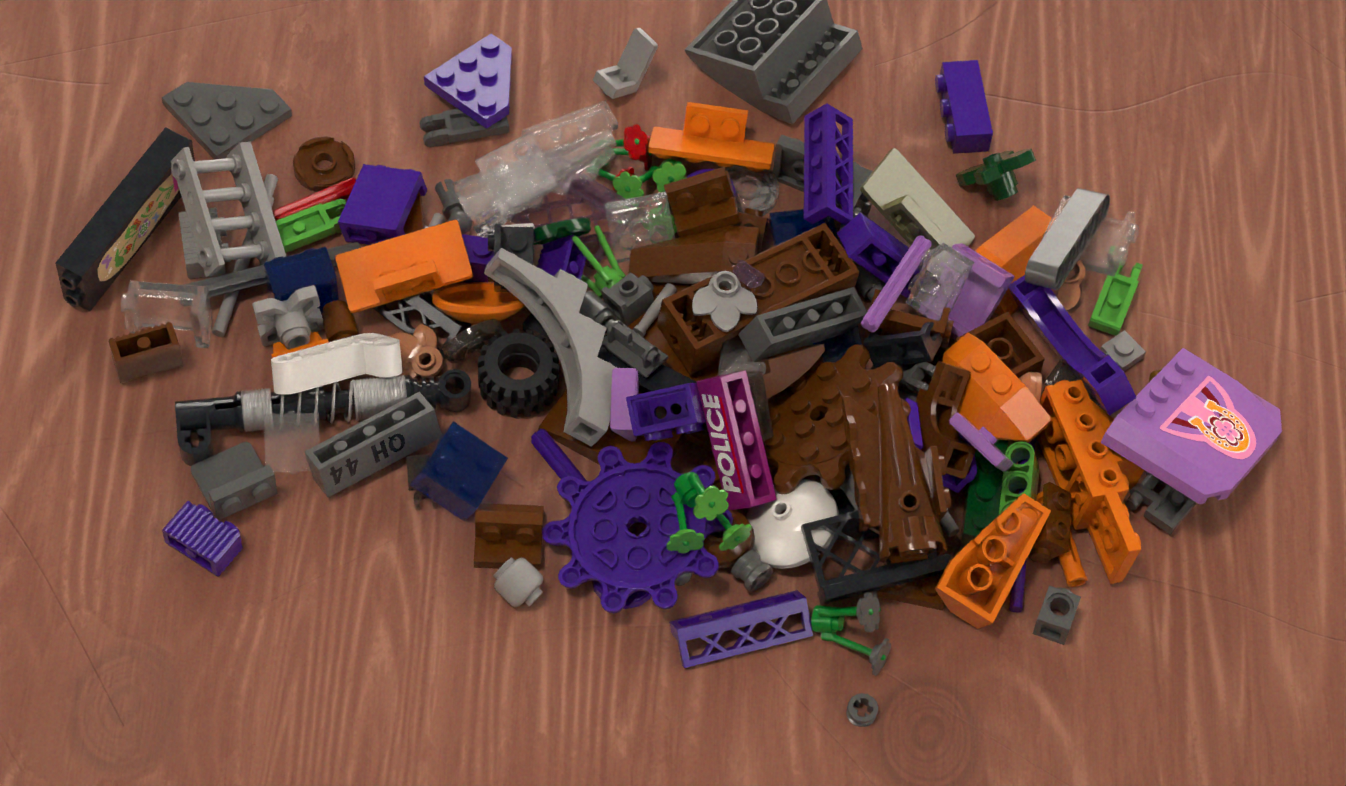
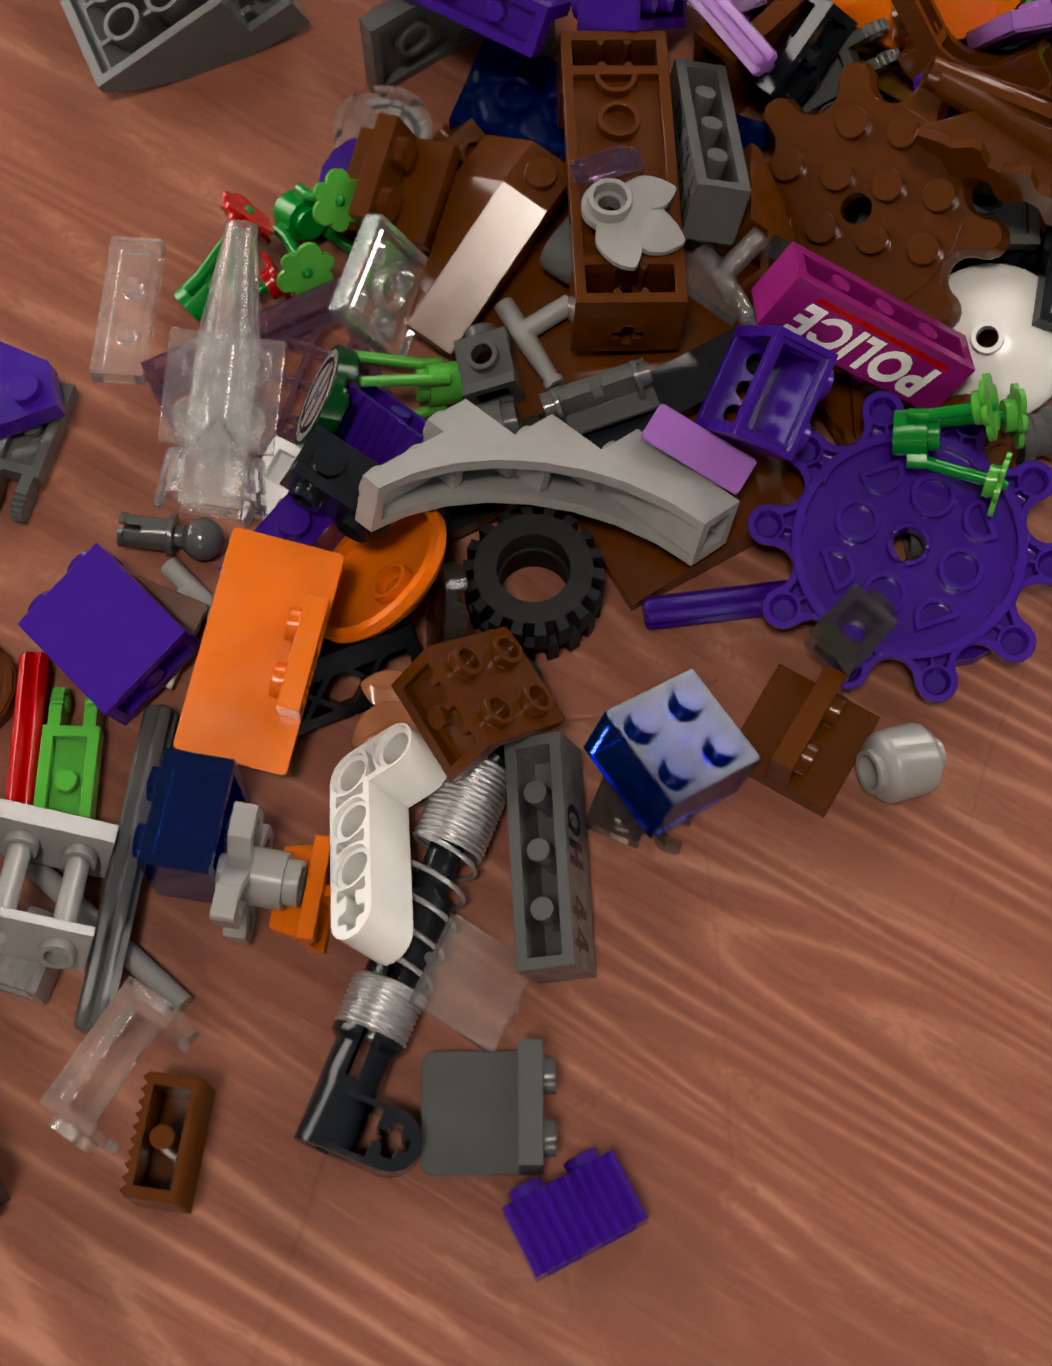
camera: 55 degrees left, 10 degrees up
(338, 321) = (292, 804): reddish brown brick -> none
(432, 366) = (474, 698): none -> reddish brown bracket
(559, 511) = (860, 608): none -> clear smoke brick
(631, 68) = (80, 168): light grey bracket -> none
(713, 136) = (275, 128): orange bracket -> none

